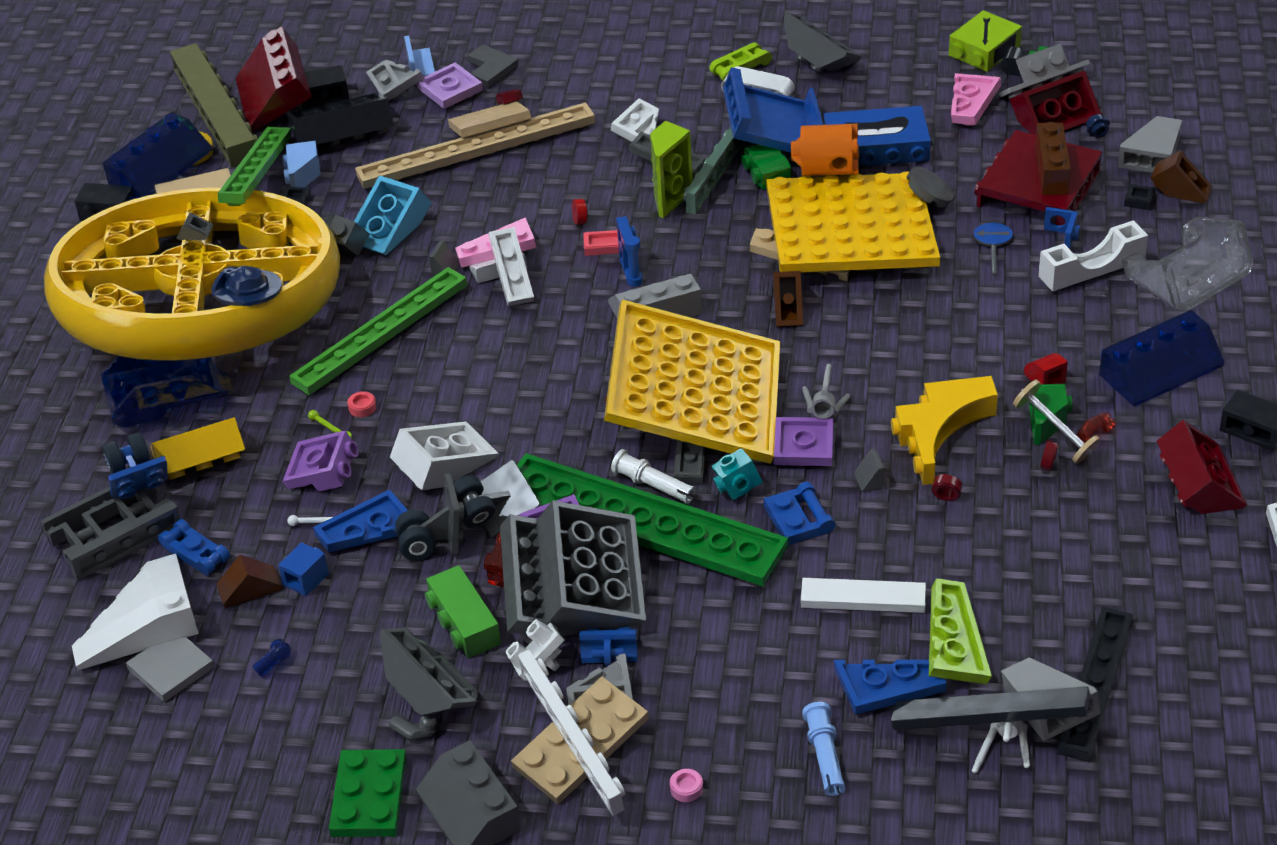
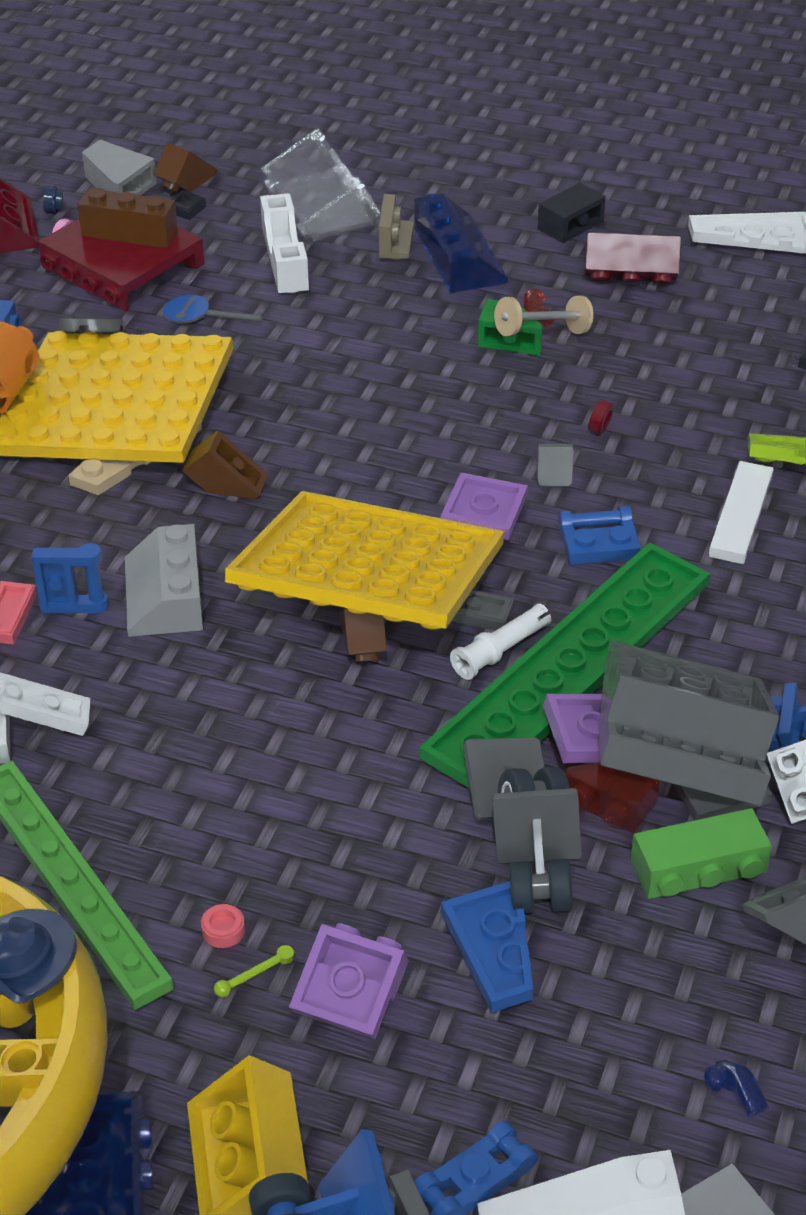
camera: 80 degrees left, 0 degrees up
(247, 580) = (575, 1109): reddish brown slope -> none
(293, 520) = (463, 979): white hinge -> none
(303, 569) = (572, 1024): blue brick -> none
(440, 449) = (385, 840): white slope -> none
(736, 474) = (534, 561): teal brick -> none
(824, 402) = (441, 467): light grey plant -> none
(938, 415) = (496, 406): yellow arch -> none
(1048, 369) = (440, 315): red brick -> none
(1049, 455) = (575, 341): dark red tile -> none
(1069, 228) = (218, 251): blue bracket -> none
(1151, 309) = (394, 233): none -> dark tan bracket

